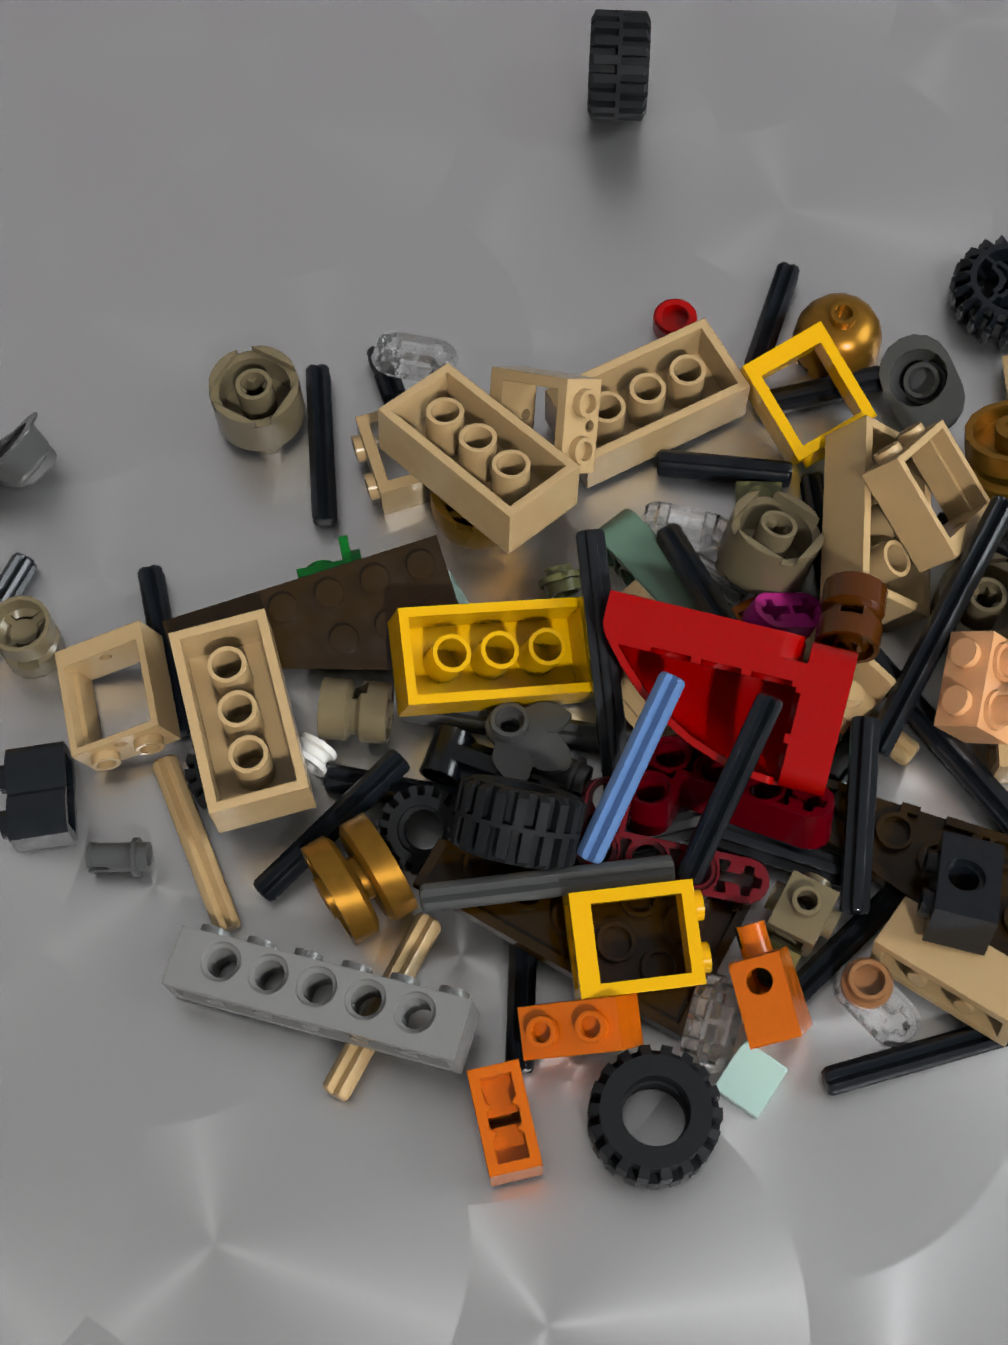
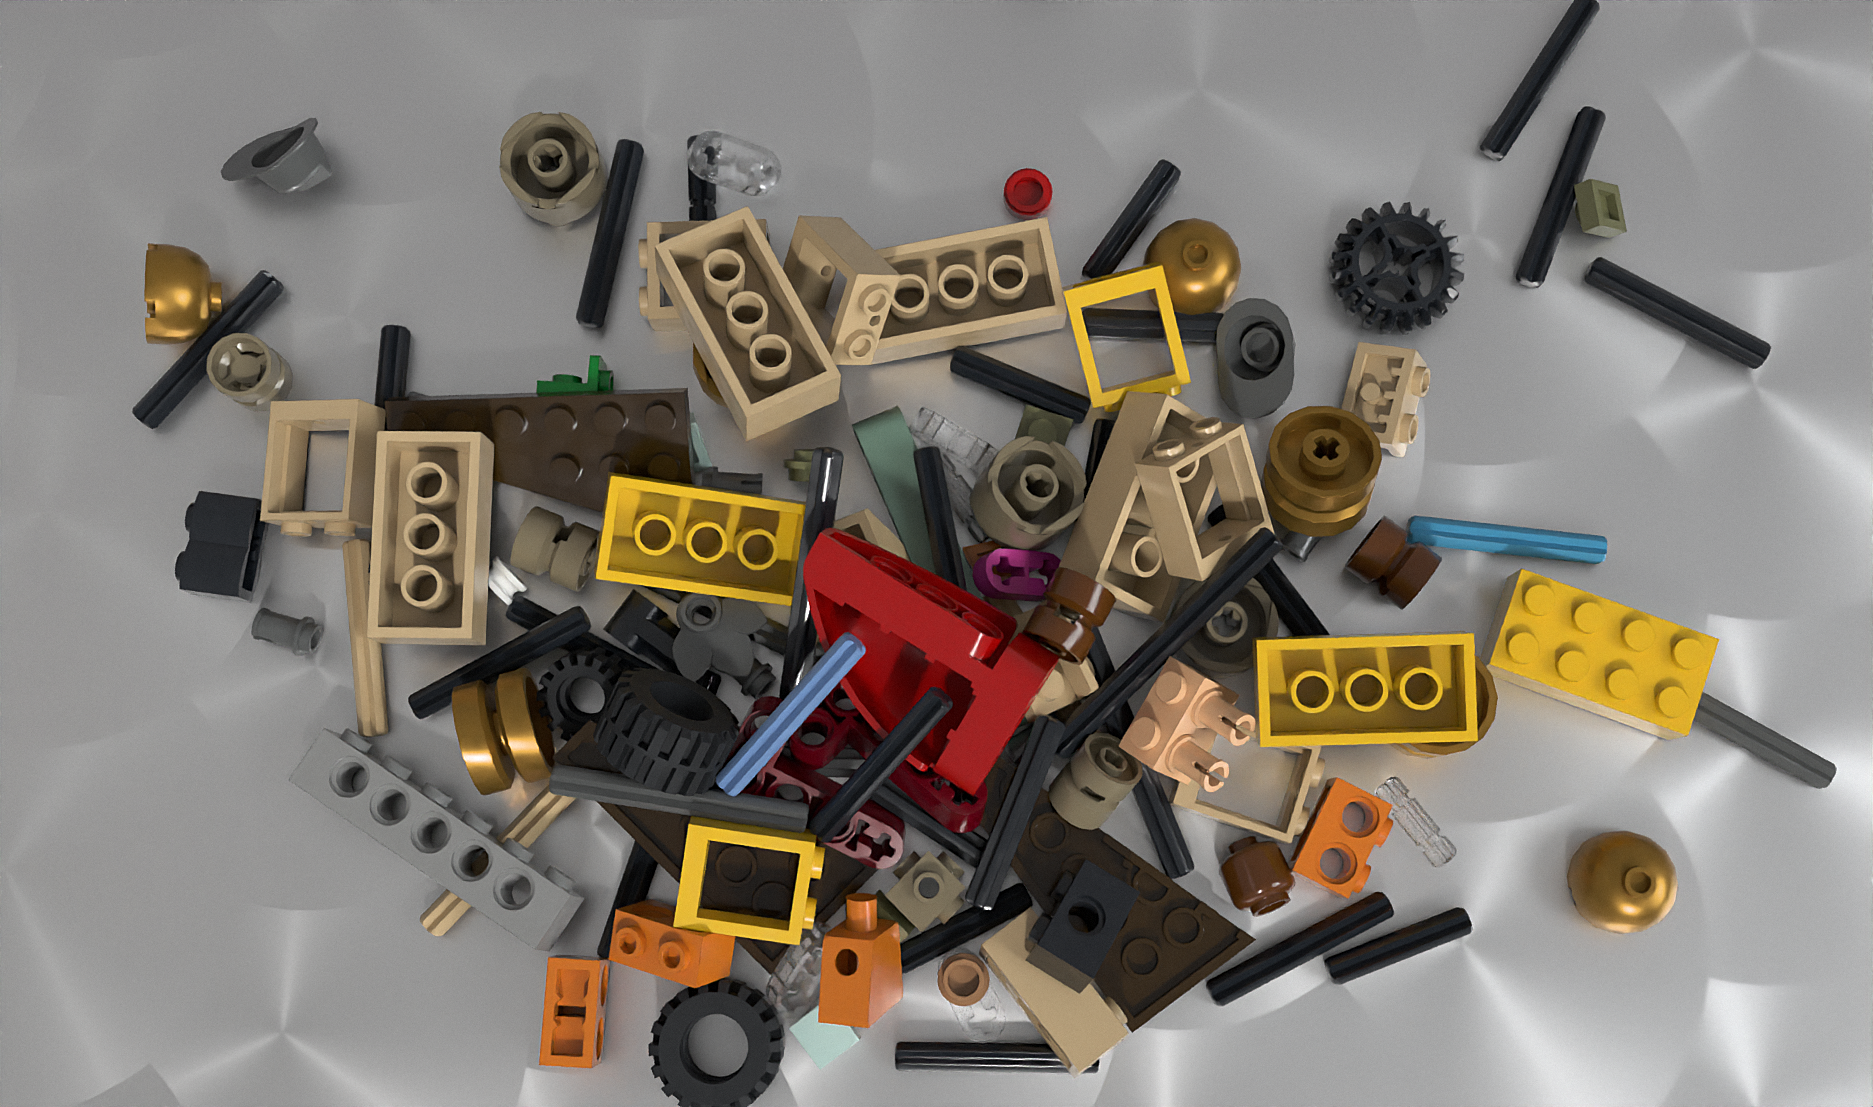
camera: 15 degrees right, 15 degrees up
(922, 765) = (1094, 781): none -> dark tan wheel

